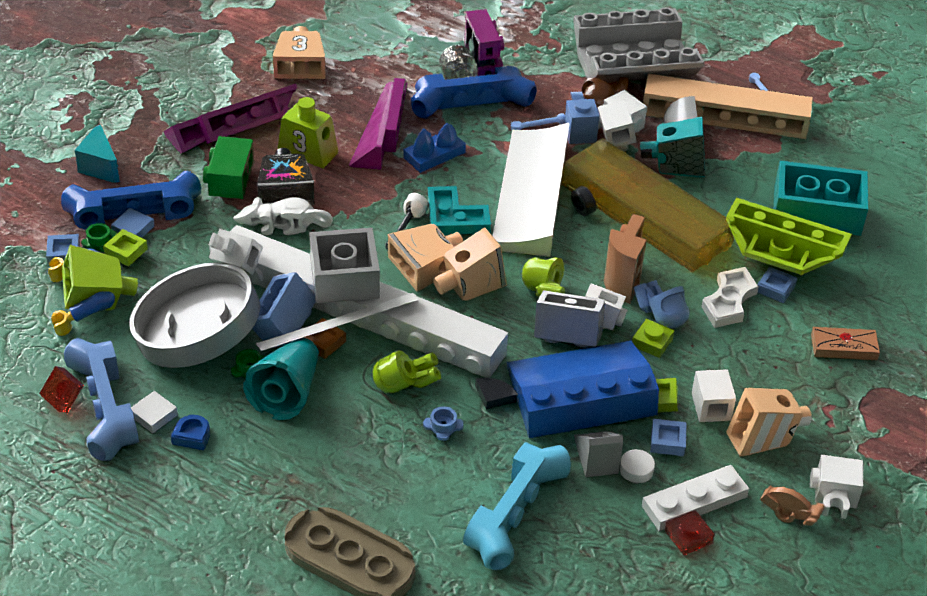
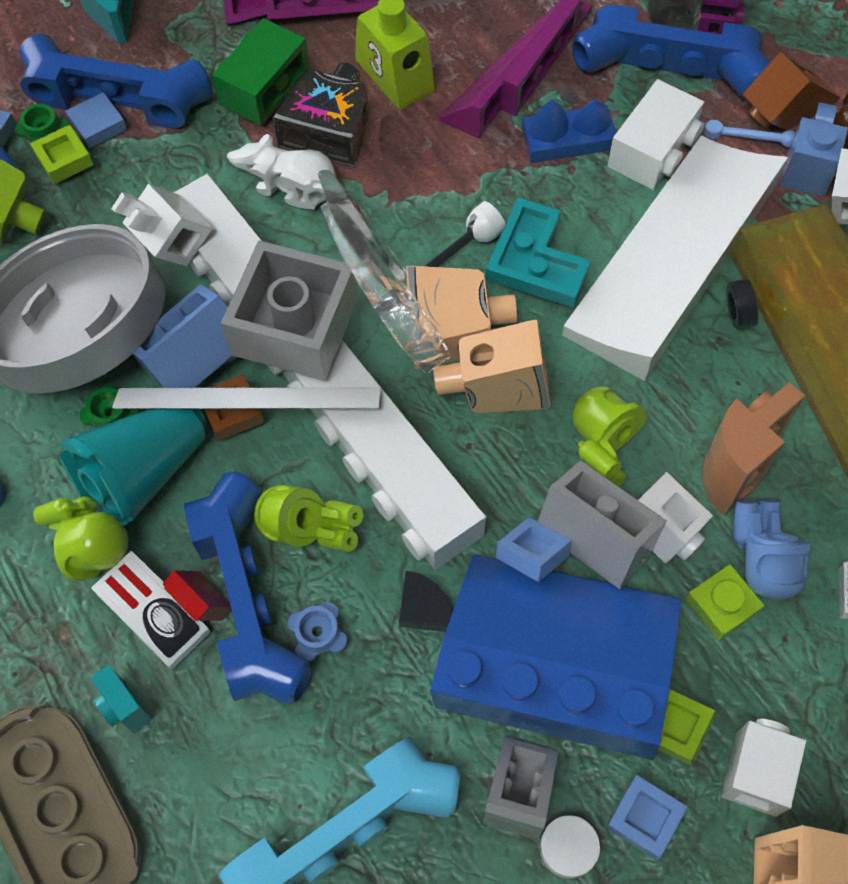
camera: 30 degrees right, 20 degrees up
(285, 420) = (84, 538): none -> lime piece
(350, 446) = (150, 610): none -> slope
(354, 487) = (117, 701): none -> teal plate
(366, 427) = (197, 595): none -> red tile
(389, 232) = (380, 276): none -> clear animal
(415, 443) = (248, 659): none -> blue plate
(487, 135) = (656, 134): none -> white brick
(540, 344) = (533, 549): none -> medium blue plate
(548, 94) = (787, 93): none -> dark orange slope

